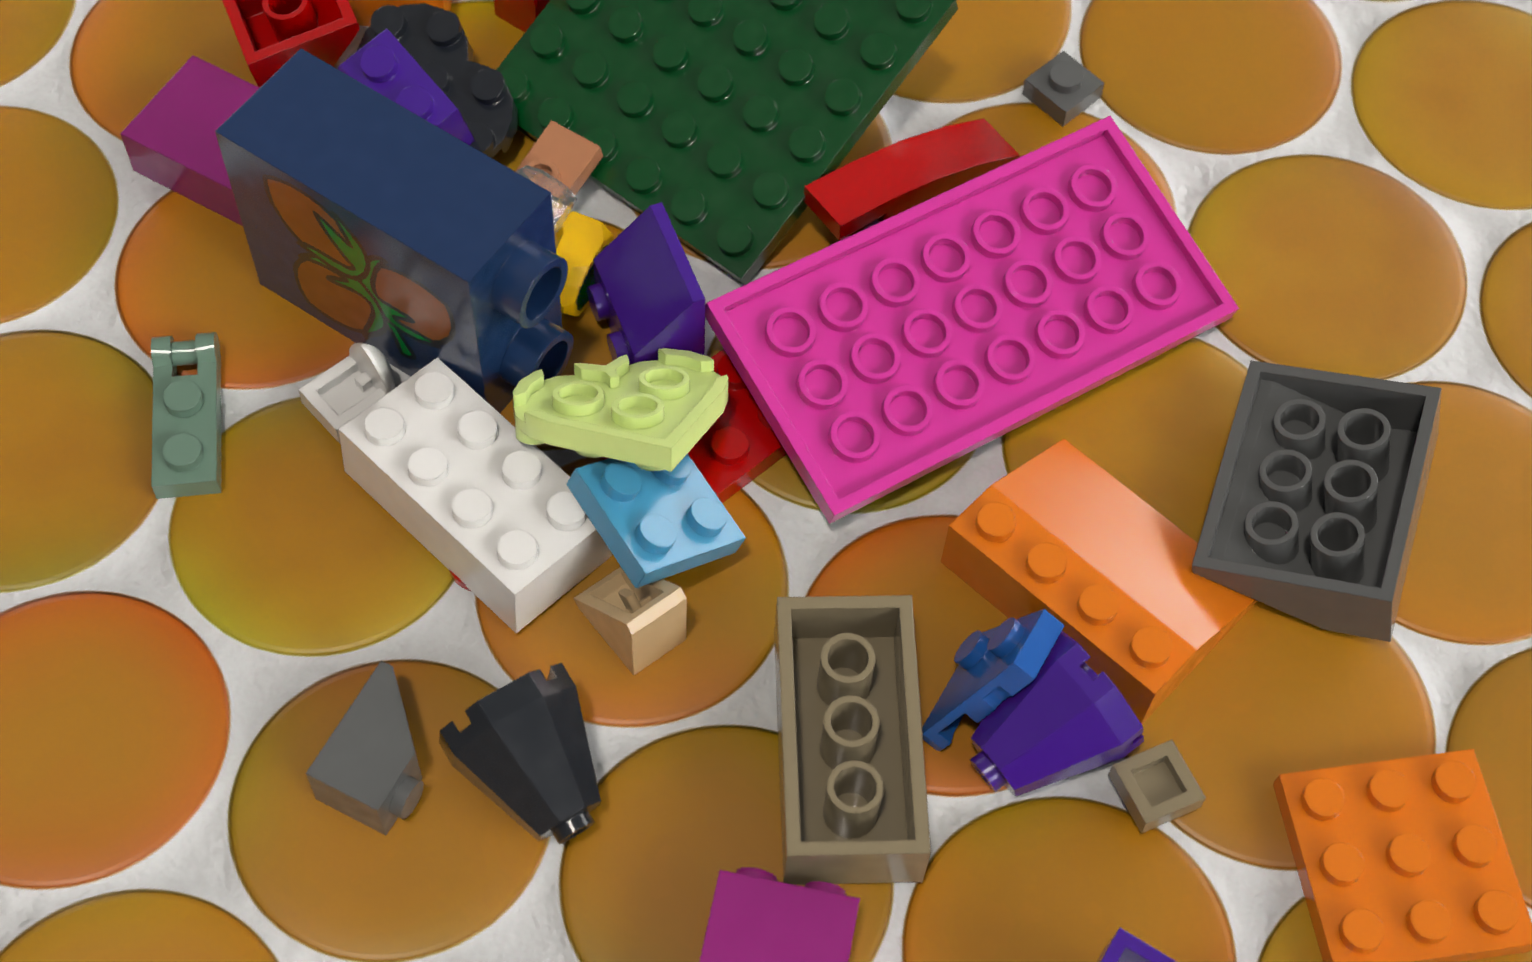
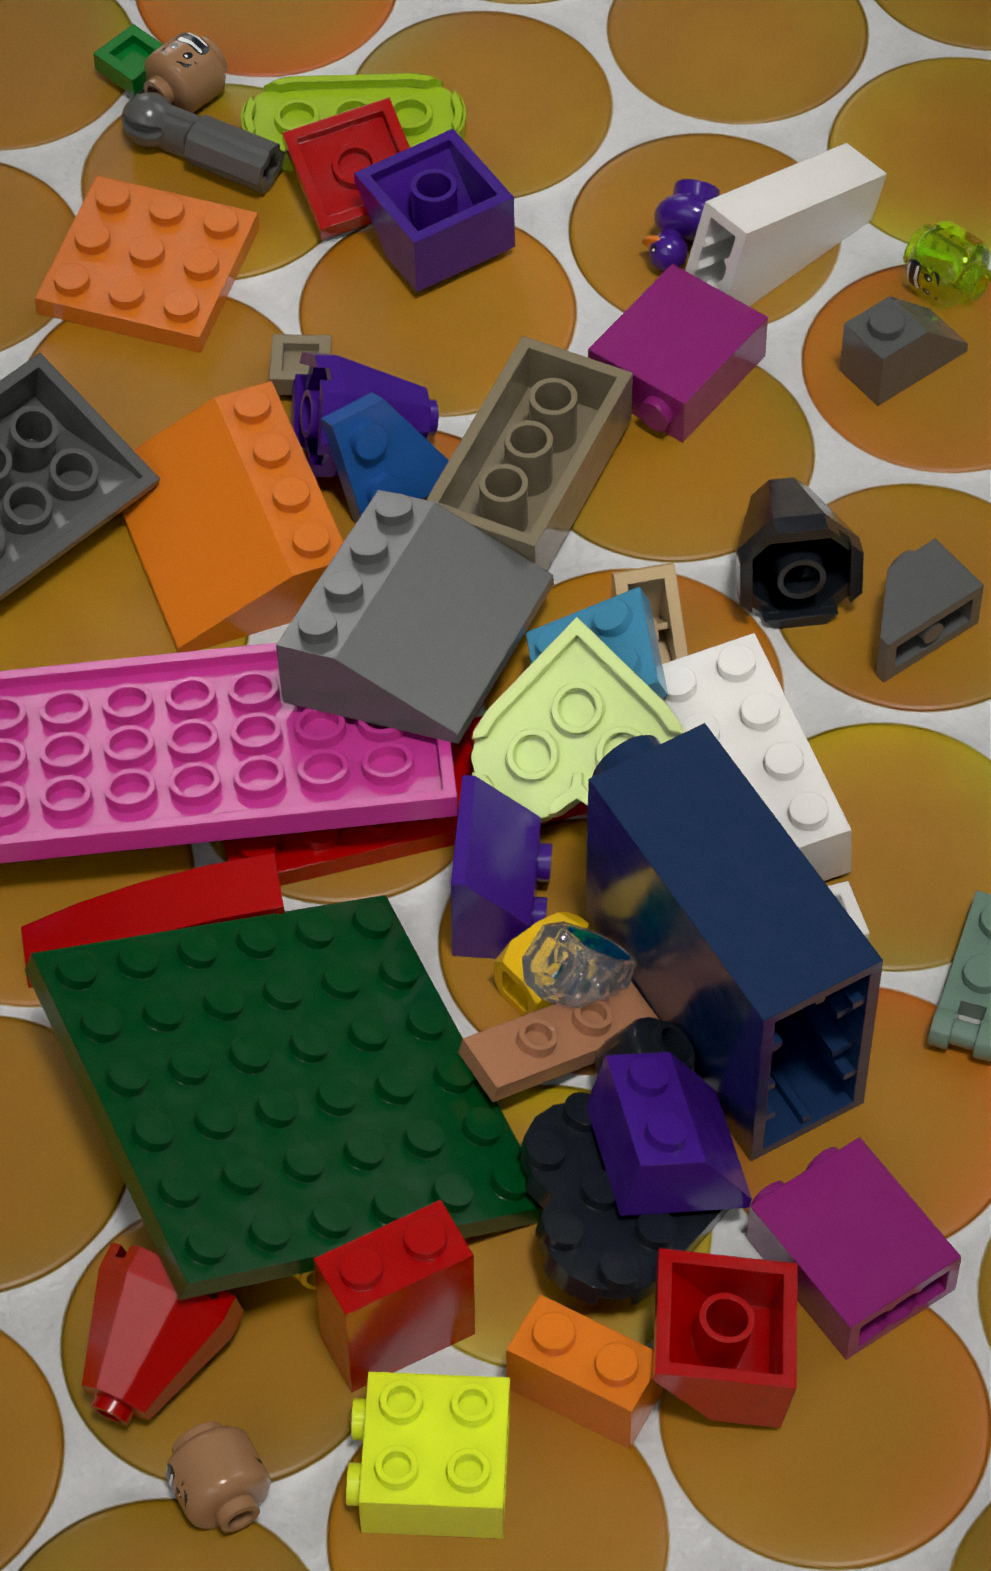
camera: 150 degrees left, 5 degrees down
(849, 475) = (410, 621): none -> dark grey slope

